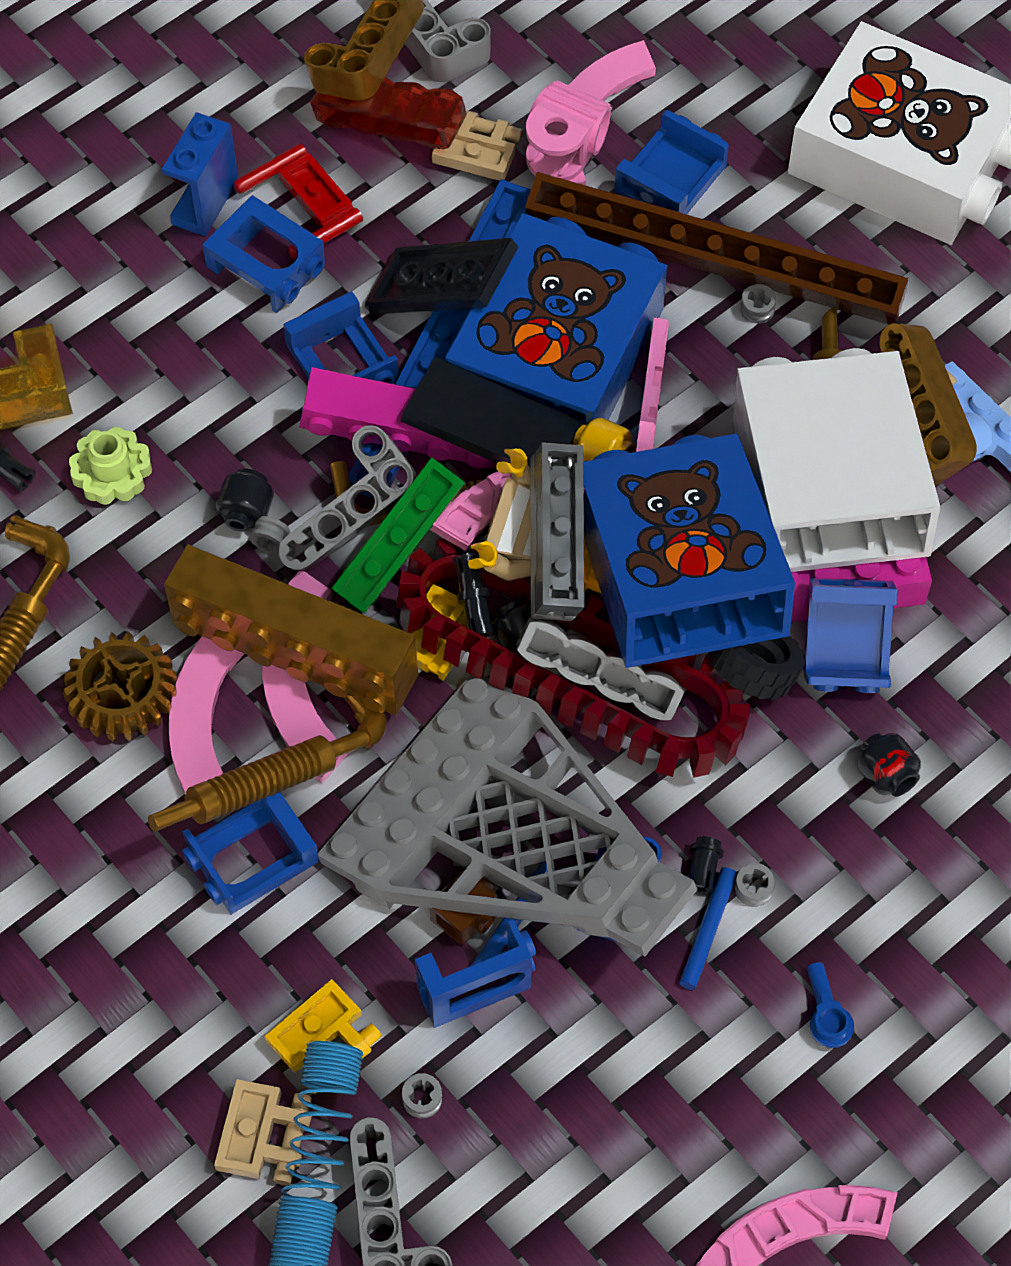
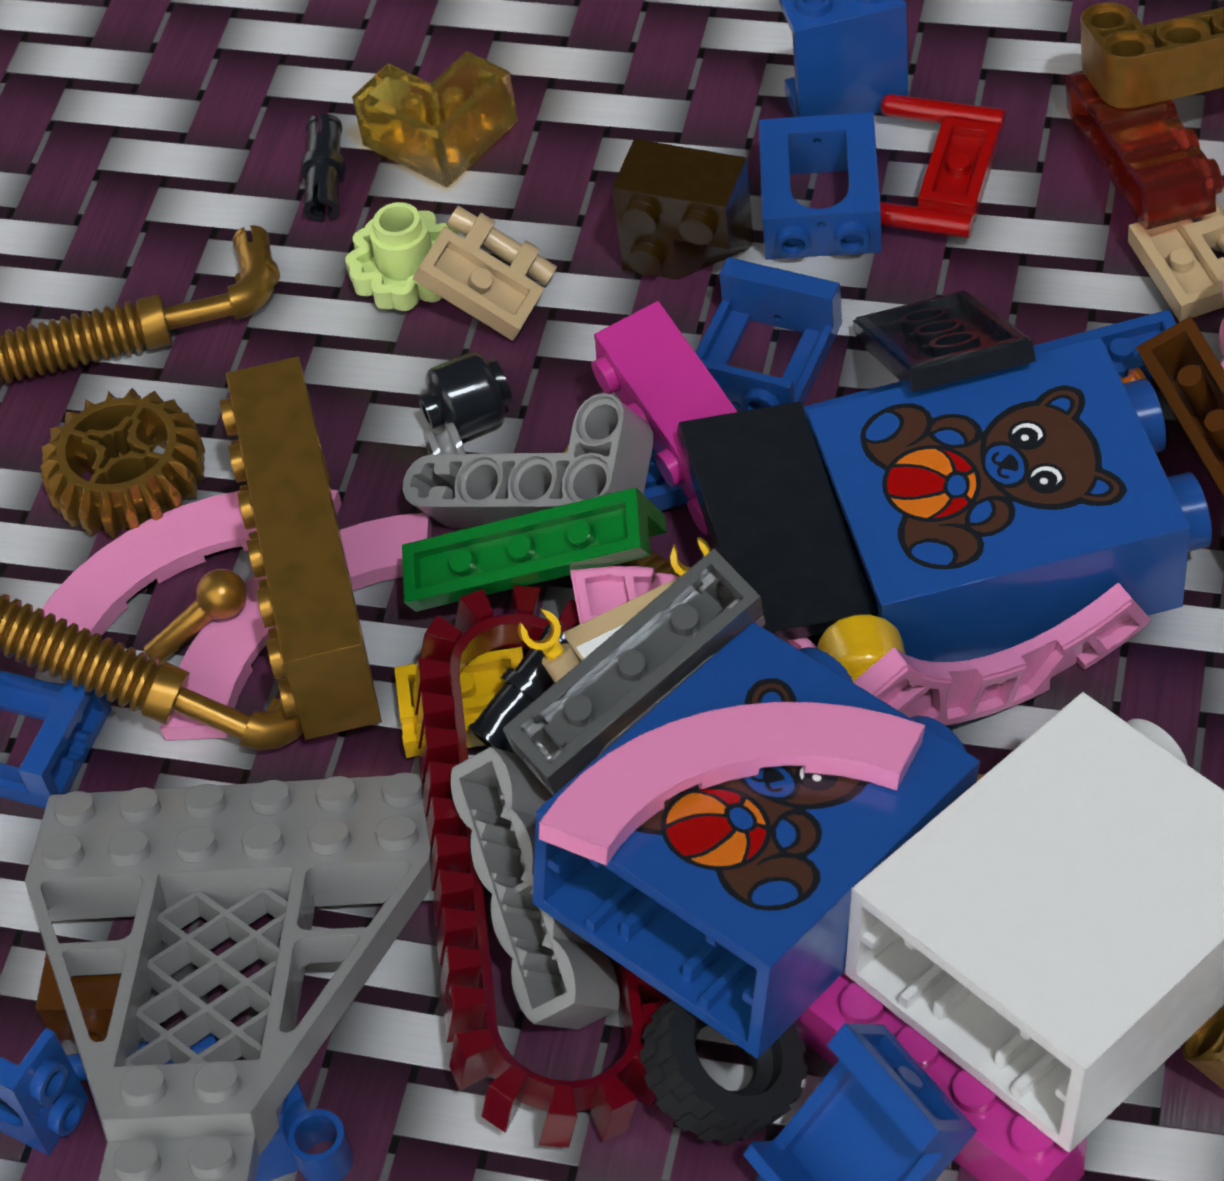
camera: 60 degrees right, 10 degrees down
(172, 441) = (478, 281): none -> tan plate
(226, 319) = (680, 209): none -> dark brown slope
(270, 694) = (218, 596): none -> pearl gold bar
(654, 519) = (719, 747): none -> bright pink tile

